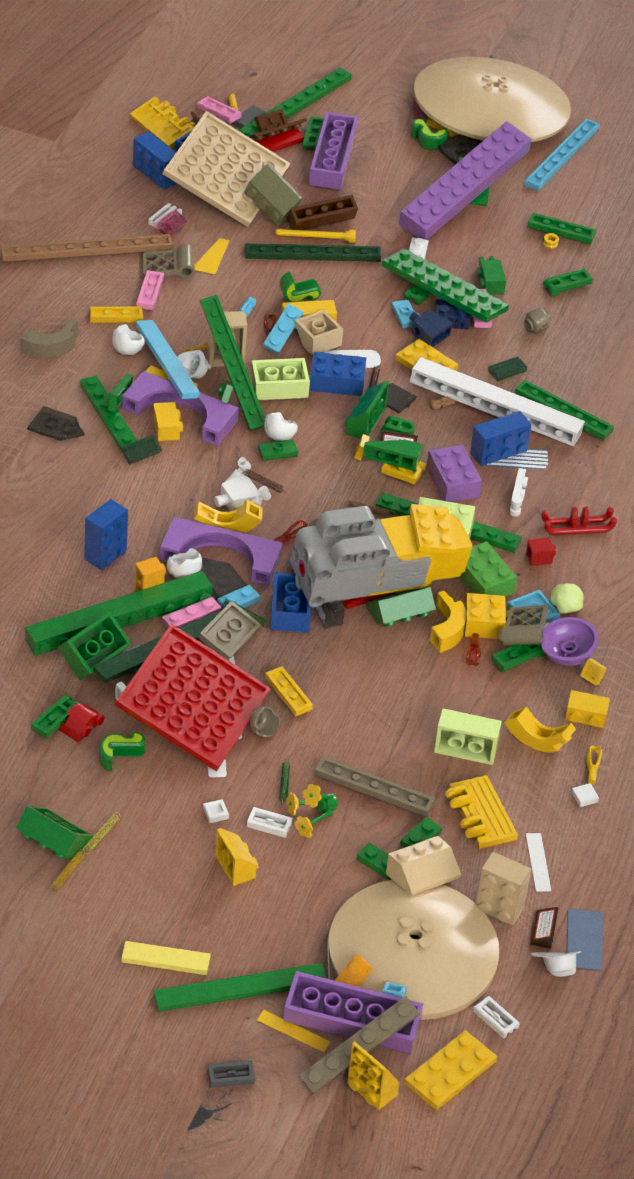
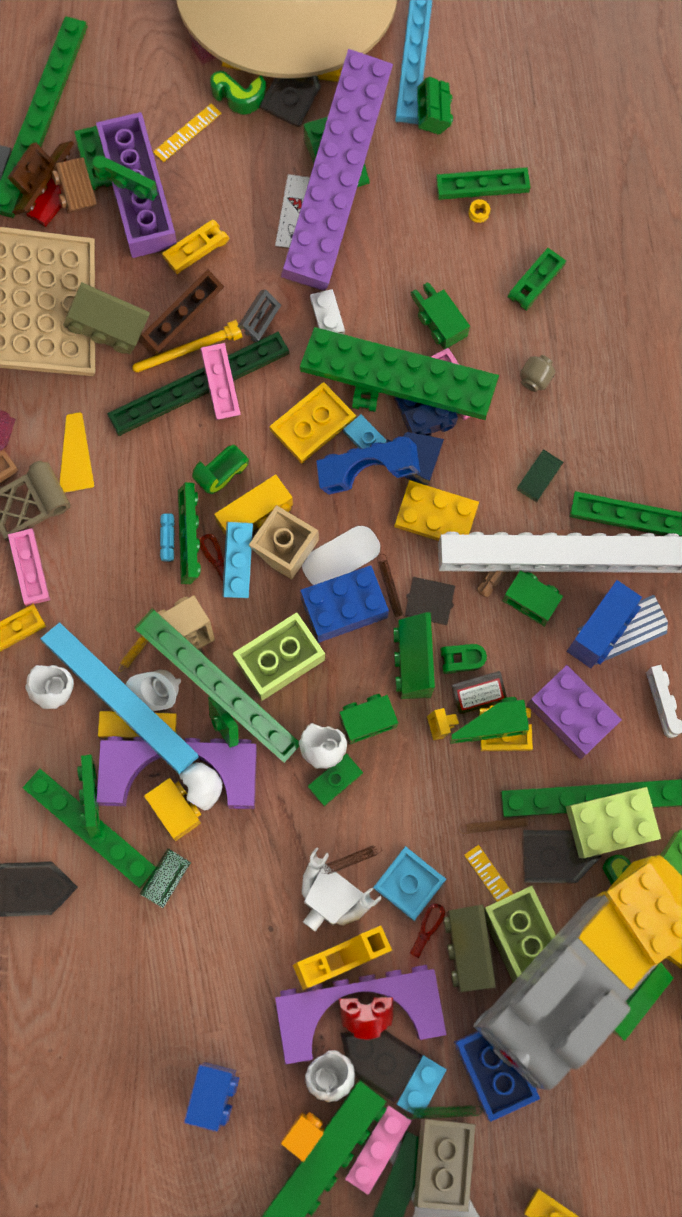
camera: 25 degrees left, 30 degrees up
(193, 413) = (203, 785): none -> white hair
(227, 549) = (366, 1020): none -> red cylinder
(263, 306) = (188, 524): none -> green plate
(292, 510) = (409, 883): none -> medium azure tile
(294, 136) = (74, 185): none -> medium nougat brick
(317, 429) = (368, 718): none -> green brick
(326, 251) = (220, 381): none -> bright pink plate
(327, 136) = (124, 178): none -> green plate
(359, 191) = (195, 246): none -> yellow plate
(362, 237) = (256, 335): none -> dark grey tile
(373, 292) = (312, 422): none -> yellow plate
(376, 315) = (338, 472): none -> blue arch
(383, 144) = (187, 132): none -> yellow sticker
(462, 415) = (532, 597): none -> green brick
(553, 182) = (434, 105): none -> green brick

